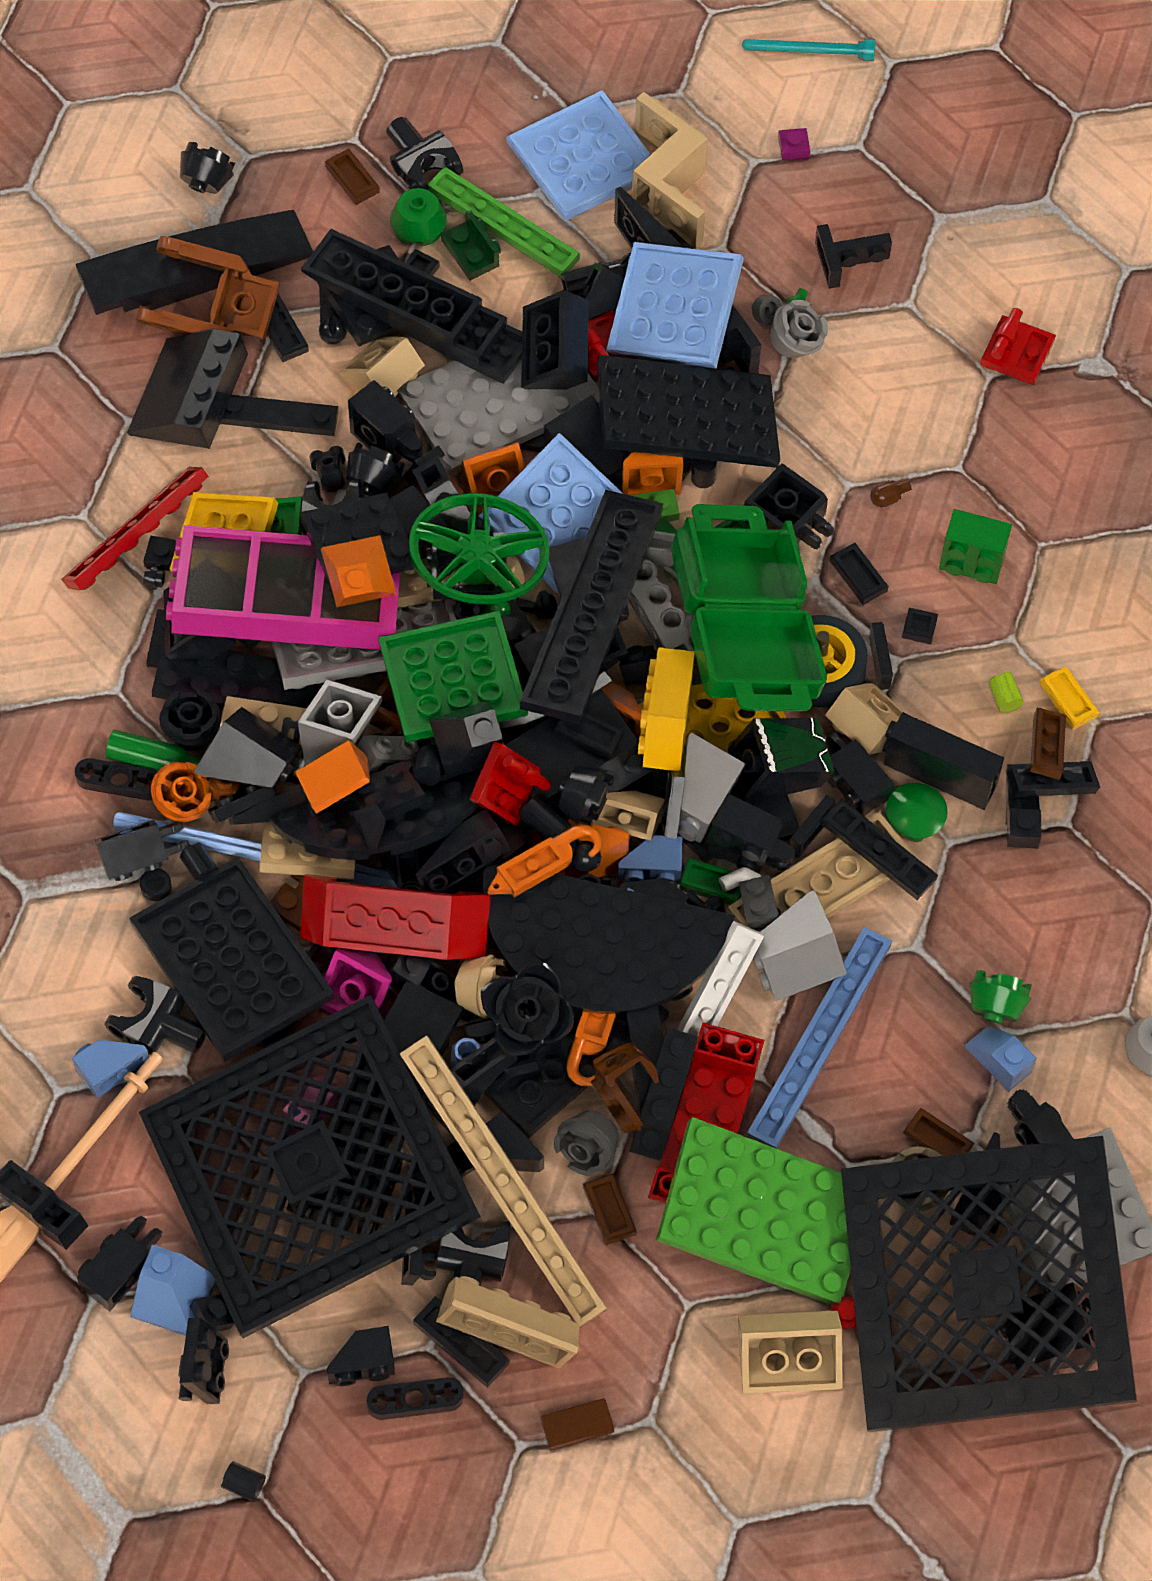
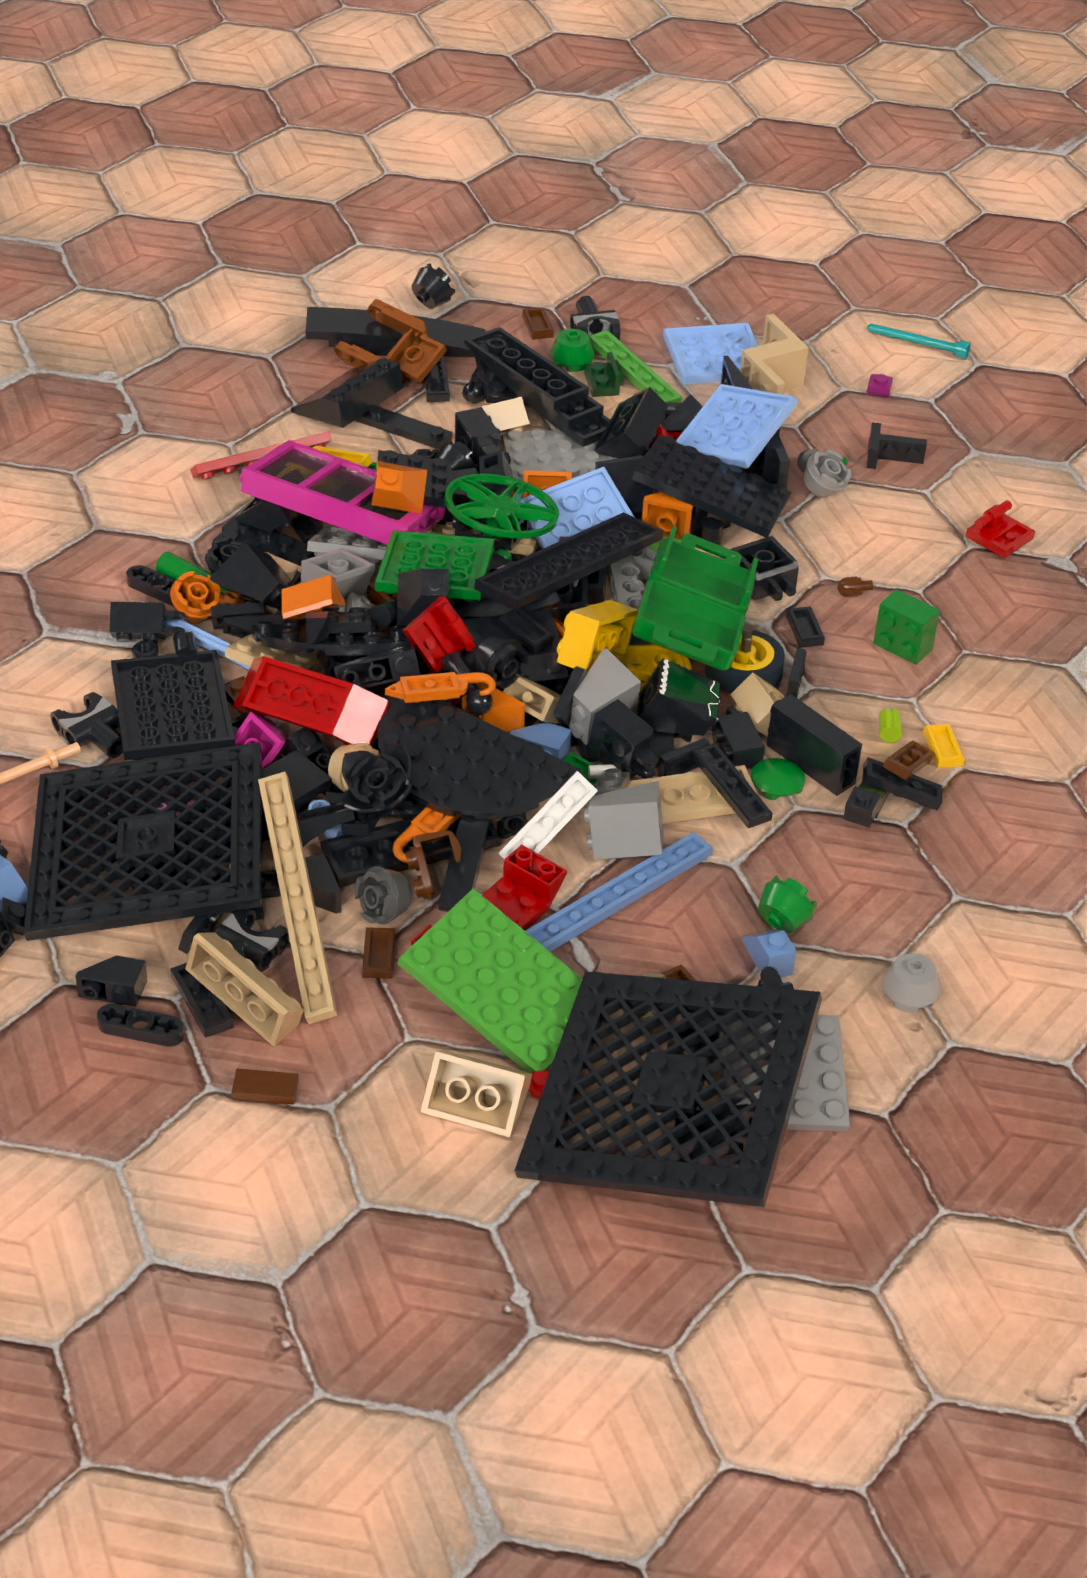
camera: 20 degrees right, 20 degrees down
(107, 1063) = (34, 736): medium blue slope -> none
(664, 1097) = (470, 875): black plate -> none
(920, 625) = (839, 669): black tile -> none

